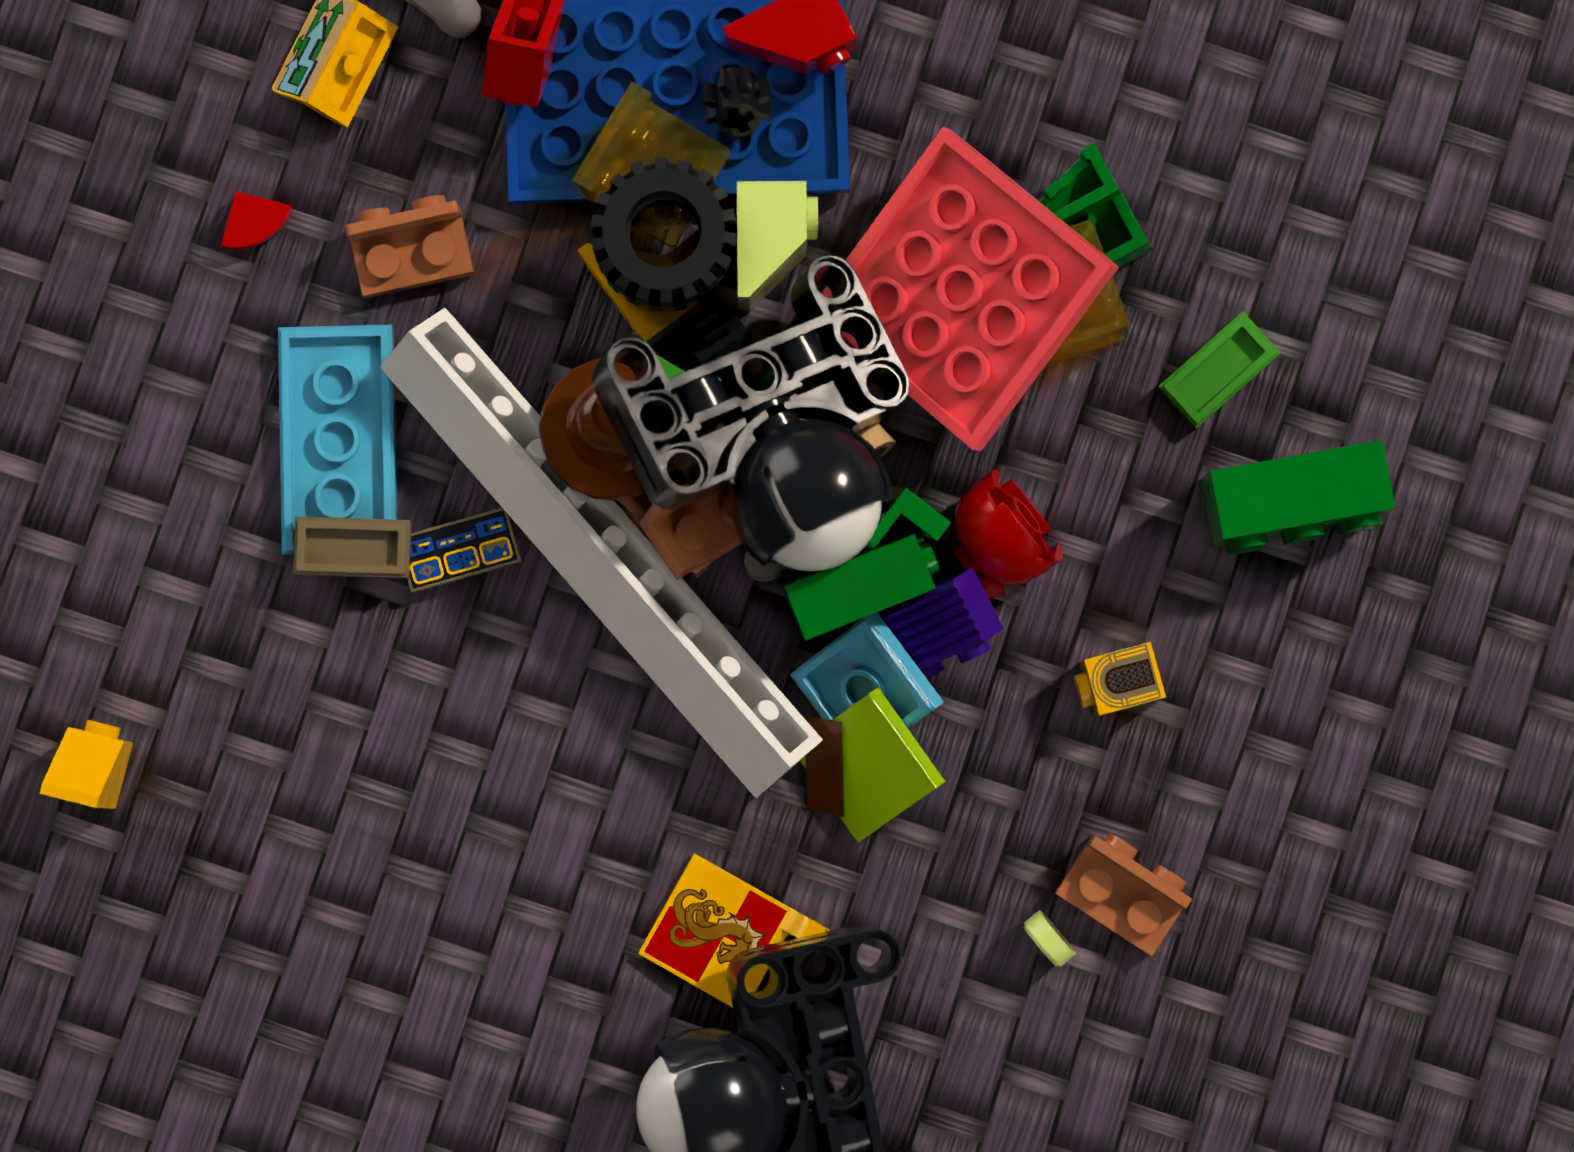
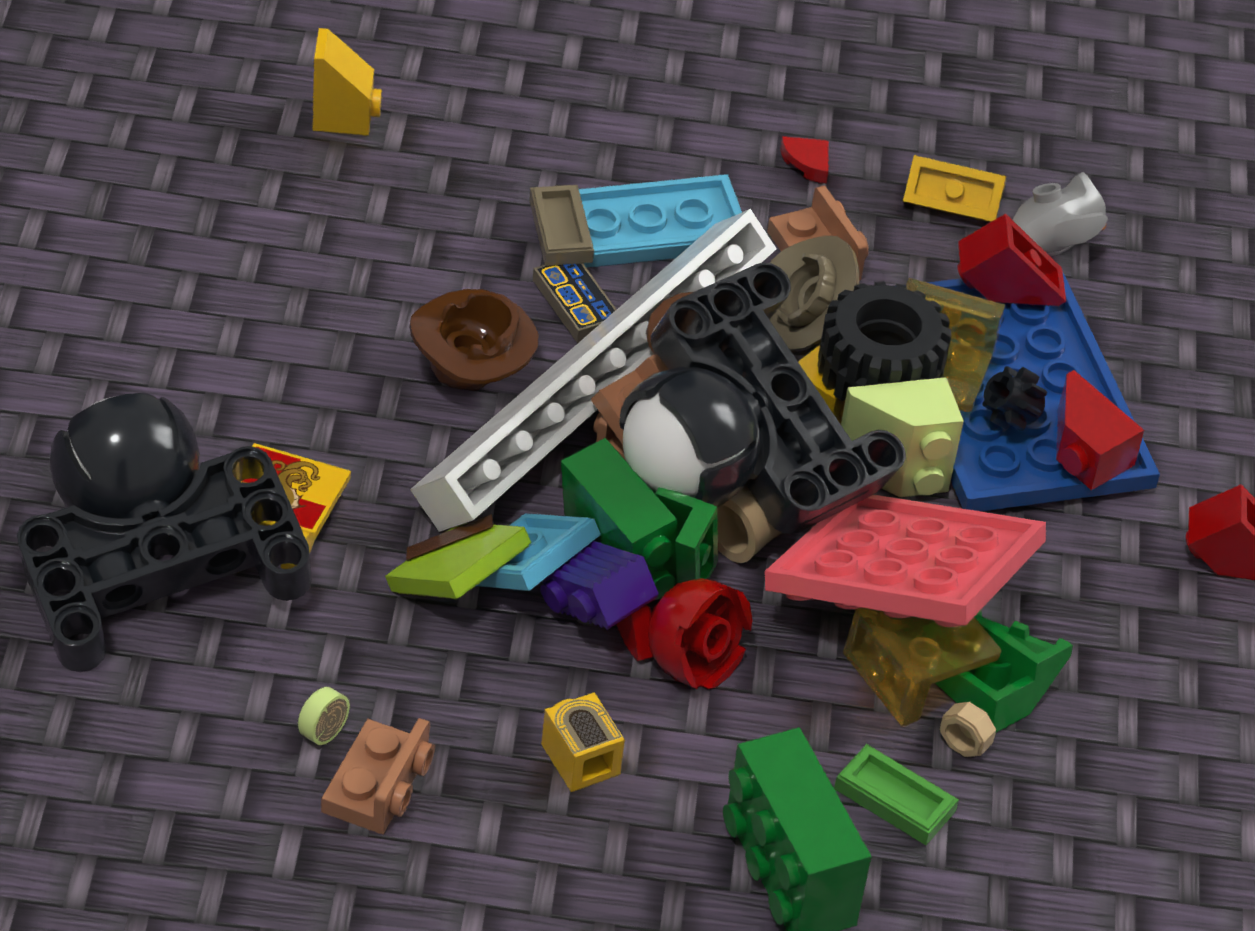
camera: 75 degrees right, 40 degrees down
(528, 288) = (817, 274): none -> dark tan hat
(544, 688) = (473, 337): none -> reddish brown hat
(1159, 276) = (967, 729): none -> tan tile

